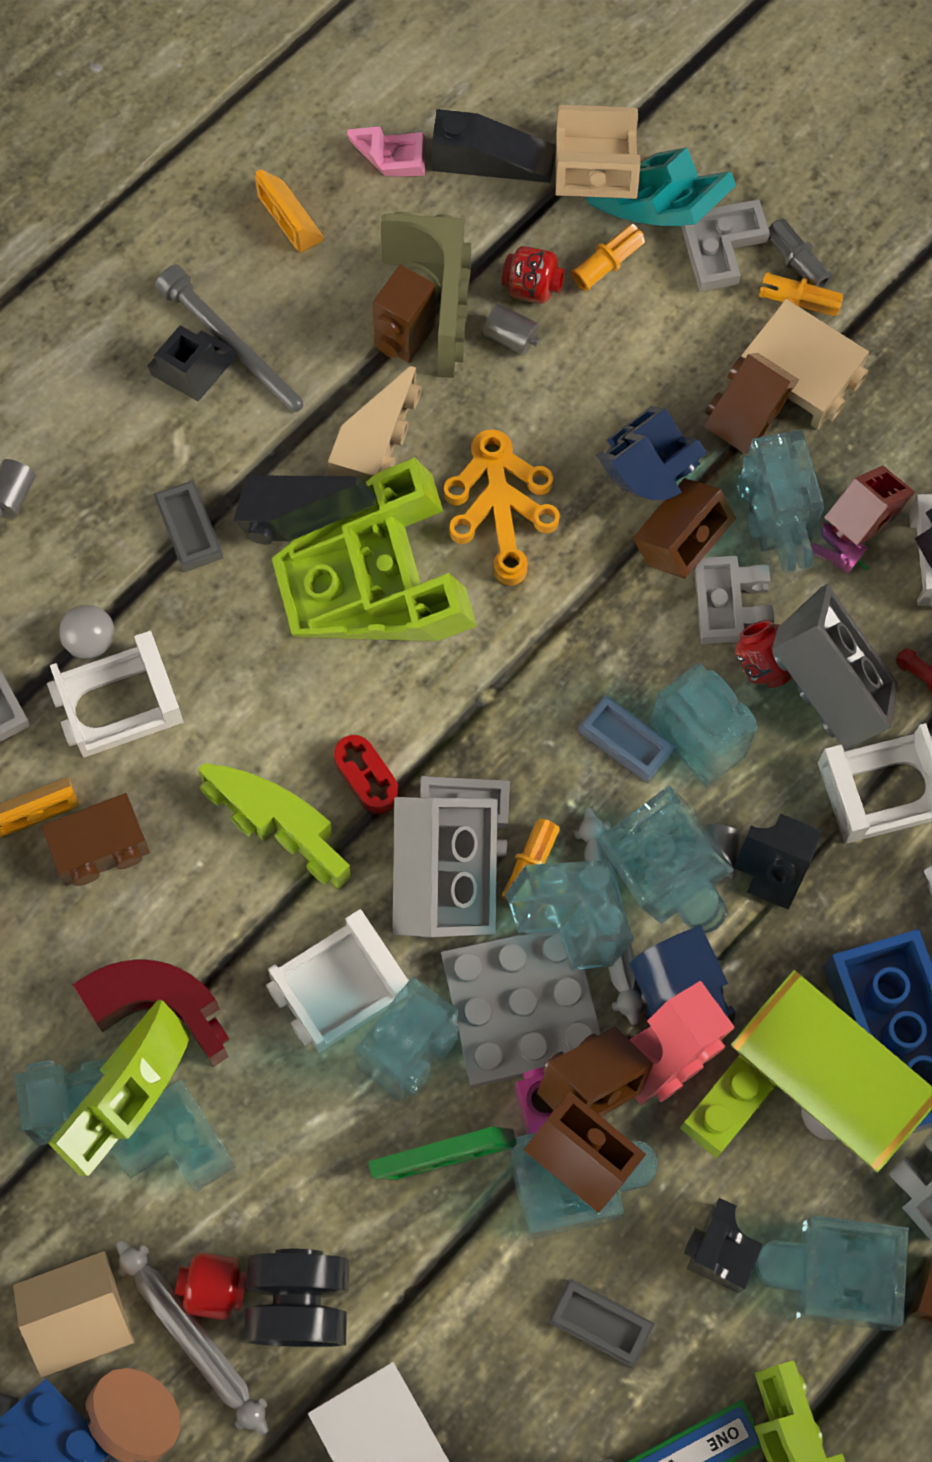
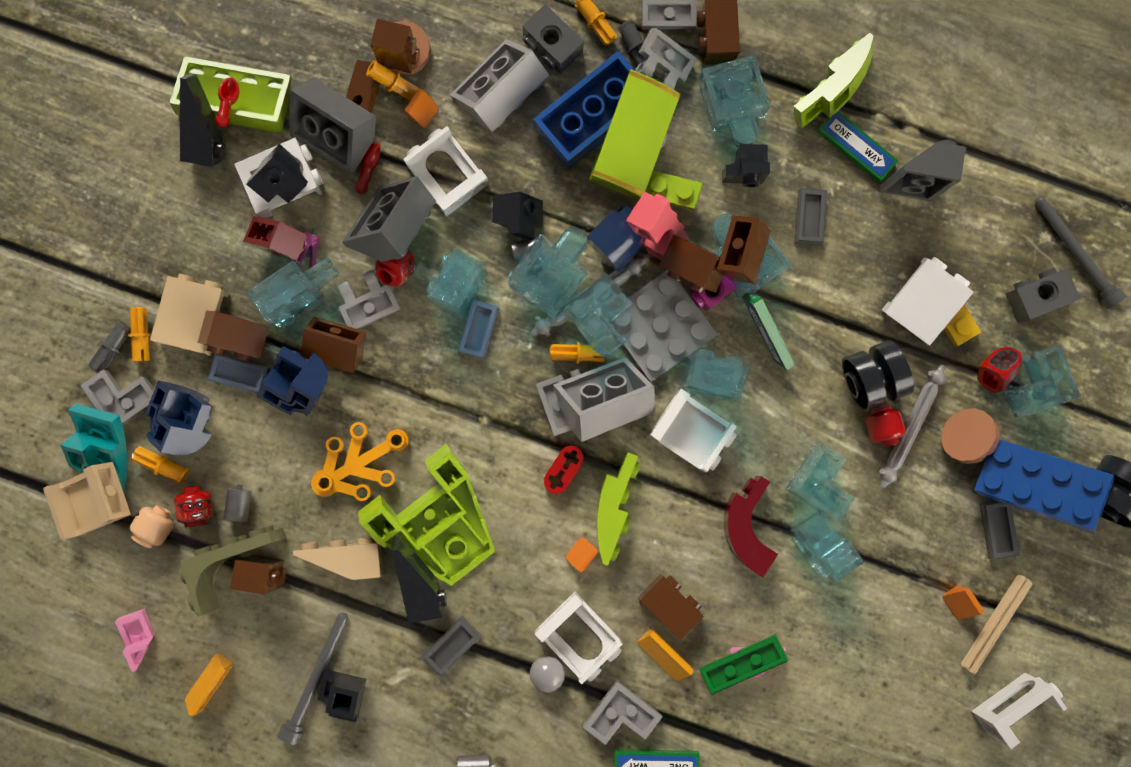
camera: 115 degrees left, 15 degrees up
(72, 1315) = (928, 496): tan slope -> none
(126, 1092) = (815, 514): lime slope -> none
(230, 747) = (582, 554): none -> orange slope
(488, 148) = (109, 573): black slope -> none
(529, 216) = (151, 526): none -> light nougat head
(661, 296) = (178, 419): none -> dark blue brick
(694, 393) = (237, 373): none -> sand blue tile

